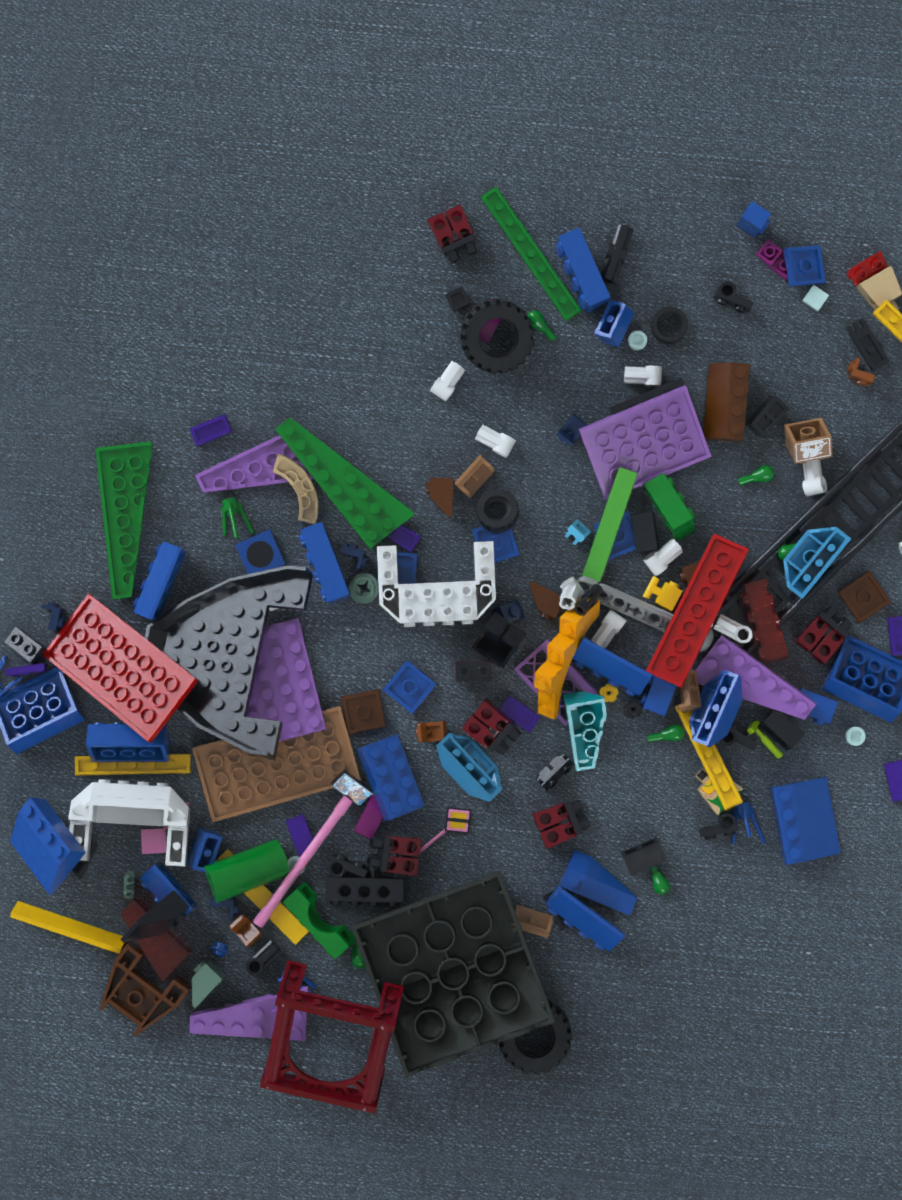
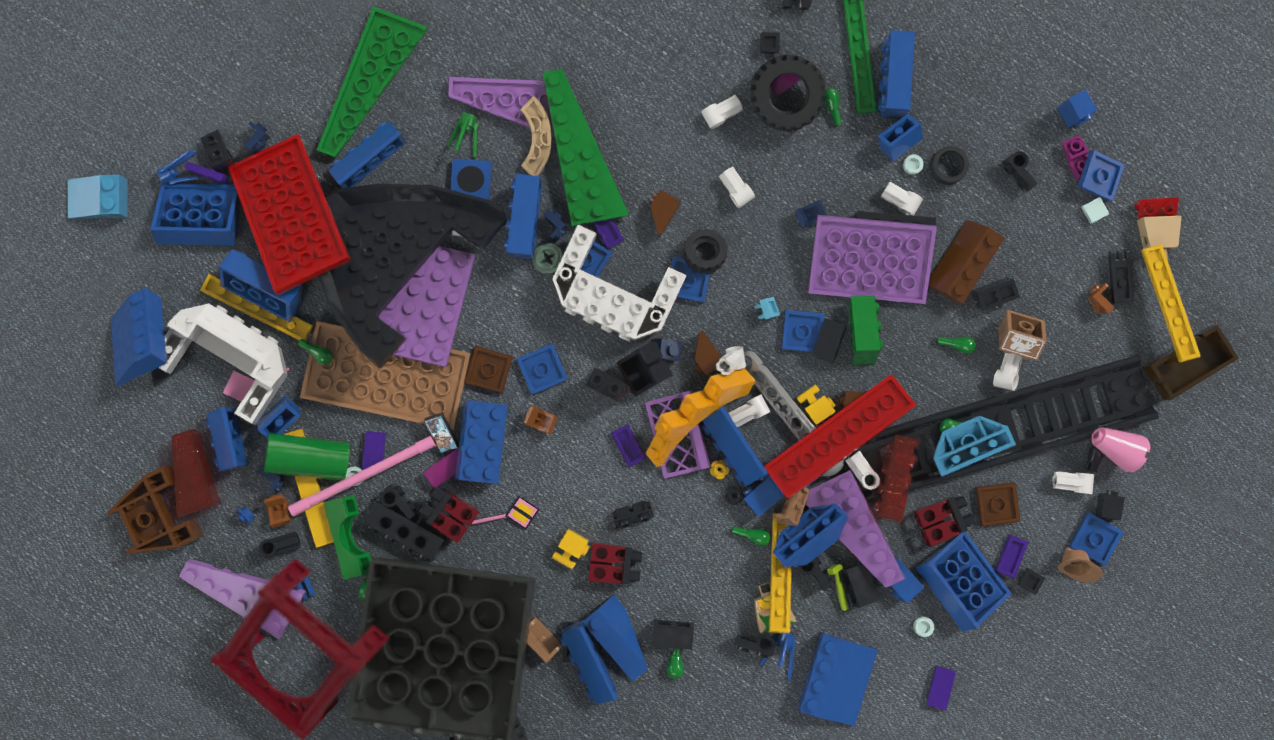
camera: 25 degrees right, 0 degrees up
(67, 927) = (120, 423): yellow tile -> none
(129, 886) = (194, 415): sand green gear -> none
(159, 919) = (200, 459): black slope -> none
(207, 977) = (216, 536): sand green slope -> none
(210, 430) = (485, 45): dark purple tile -> none
(212, 775) = (321, 354): none -> green piece
(469, 766) = (558, 469): dark azure wedge -> none
(474, 476) = (700, 210): medium nougat hinge -> none
(490, 727) = (595, 443): dark red hips -> none
(517, 824) = (573, 545): none -> yellow brick
(585, 723) = (684, 484): teal wedge -> none
(595, 591) = (751, 372): black pin -> none
(610, 524) = (801, 316): bright green tile -> none
(616, 253) = (935, 76): black piece -> none
(659, 559) = (829, 372): white piece -> none

